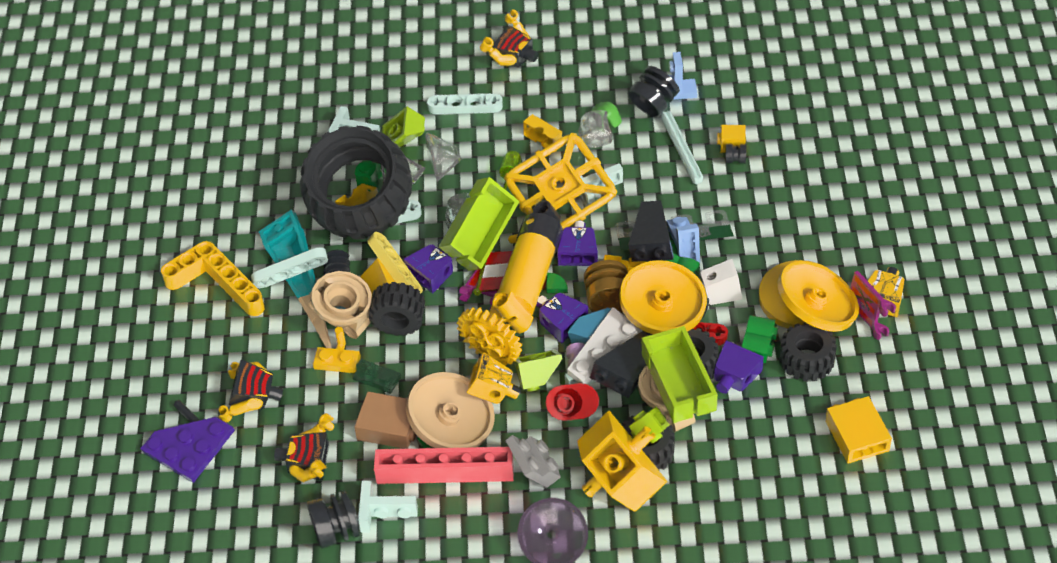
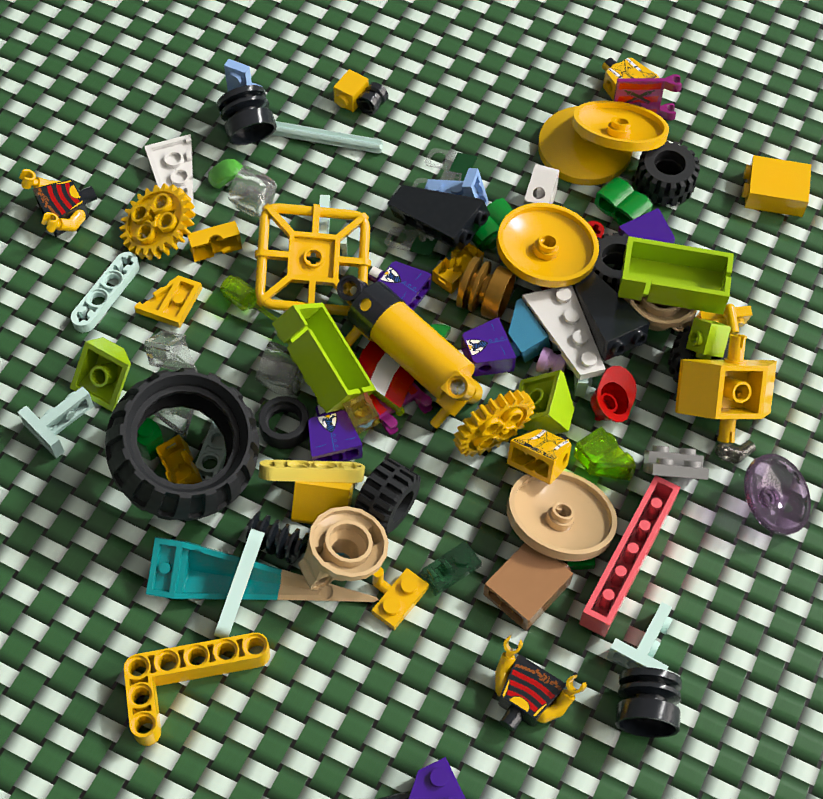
camera: 65 degrees left, 10 degrees up
(249, 389) = (394, 710): torso -> none
(425, 226) = (278, 405): none -> black tyre
(456, 269) = (361, 413): none -> clear yellow brick
(480, 138) = (171, 302): none -> yellow wing
(520, 417) = (603, 456): none -> clear neon green slope
(532, 96) = (157, 221): none -> yellow gear
(577, 498) = (734, 453): none -> clear smoke arm
(581, 87) = (173, 163): none -> white wing
(690, 437) = (732, 316): none -> yellow plate

